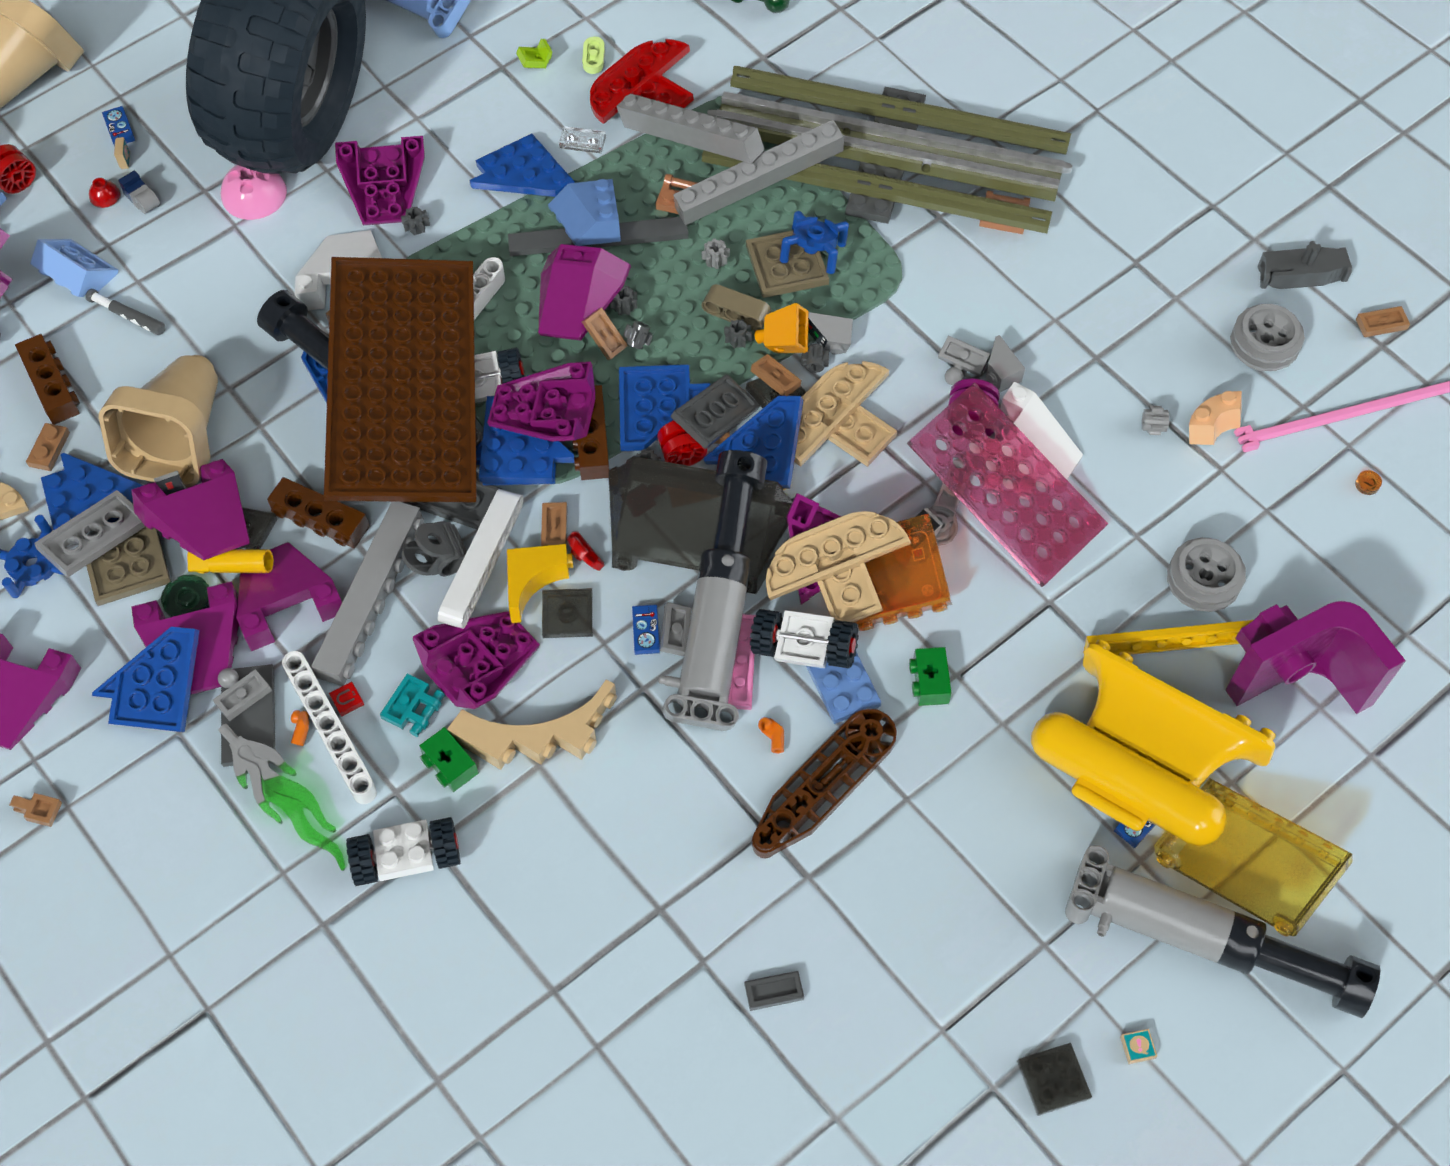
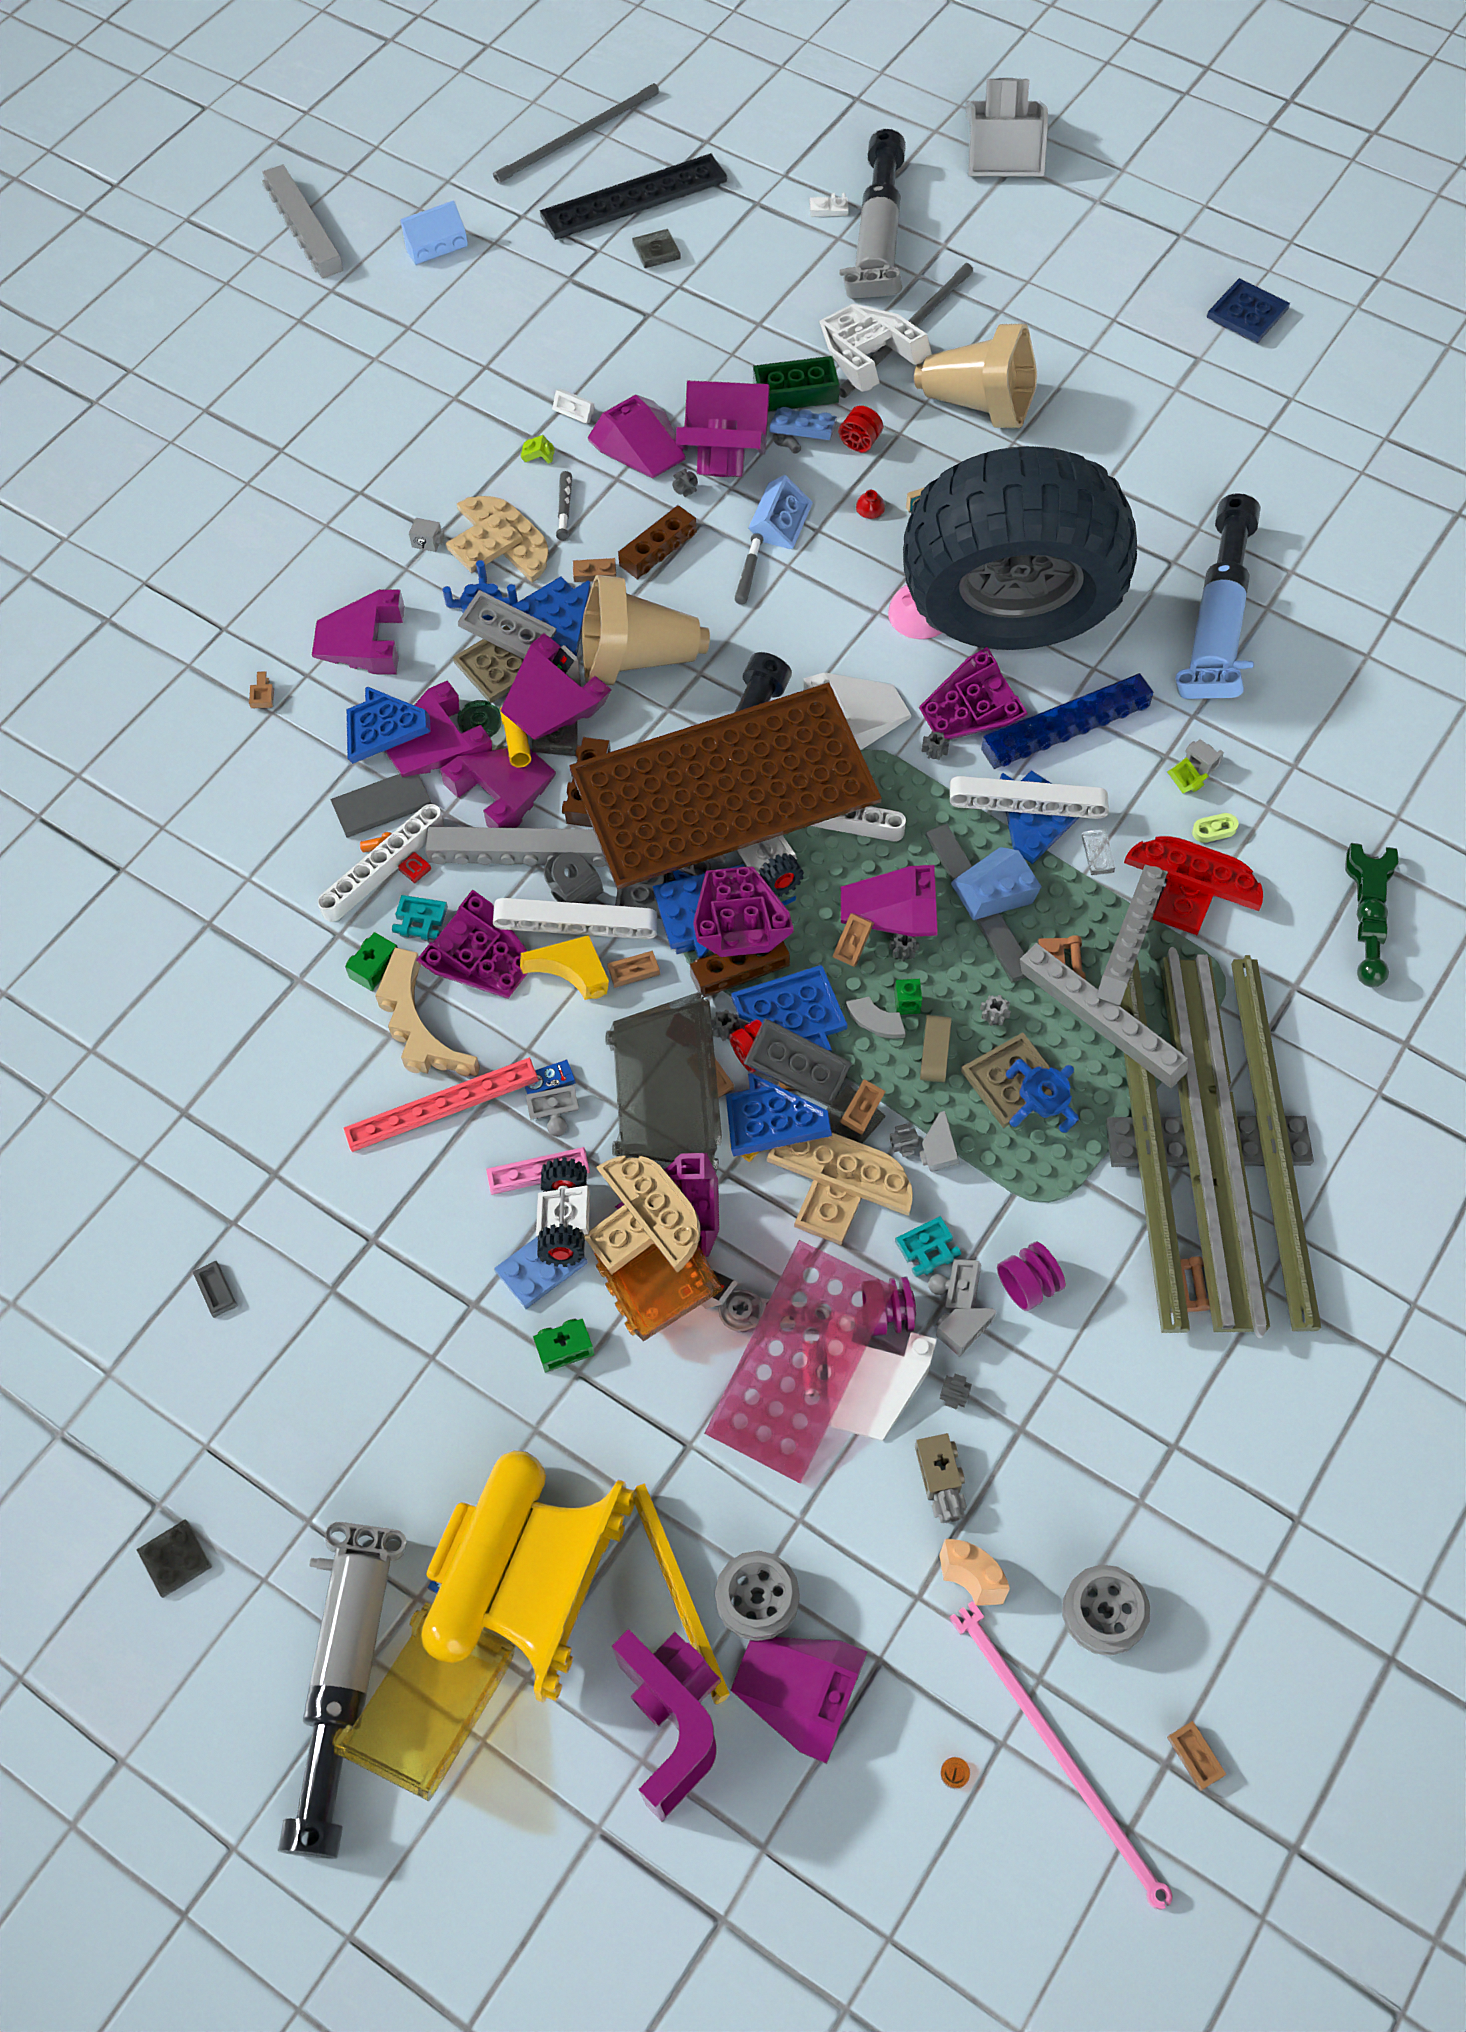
camera: 75 degrees right, 0 degrees up
(138, 192) = (879, 528): leg -> none
(240, 693) = (393, 788): light grey plate -> none
(271, 787) = (315, 841): clear neon green piece -> none
(402, 851) = (275, 954): plate -> none
(437, 120) = (1067, 721): none -> clear blue brick
(512, 163) = (1029, 797): none -> white beam
(520, 37) = (1203, 757): none -> light grey brick
(567, 613) = (547, 1009): clear smoke plate -> none
(582, 551) = (613, 1001): red plate -> none
(638, 334) = (866, 969): dark grey gear -> none
(640, 732) = (440, 1104): none -> coral tile
(678, 311) = (908, 996): none -> green brick
(688, 345) = (875, 1020): none -> light grey tile
(718, 600) = (575, 1121): light grey piece -> none
(738, 333) = (905, 1052): dark grey gear -> none
(774, 732) = (469, 1220): orange arm -> none
(785, 330) = (915, 1099): light orange torso -> none
(854, 750) = (412, 1267): reddish brown beam -> none
(912, 371) = (924, 1239): none -> teal plate
(975, 301) = (1031, 1276): none -> magenta wheel
(1057, 387) = (955, 1391): none -> dark grey gear
(1119, 419) = (936, 1449): none -> dark tan brick
(1138, 1046) = (219, 1632): tile -> none
(1288, 563) = (800, 1688): none -> magenta wedge
(1304, 267) = (1238, 1642): dark grey piece -> none

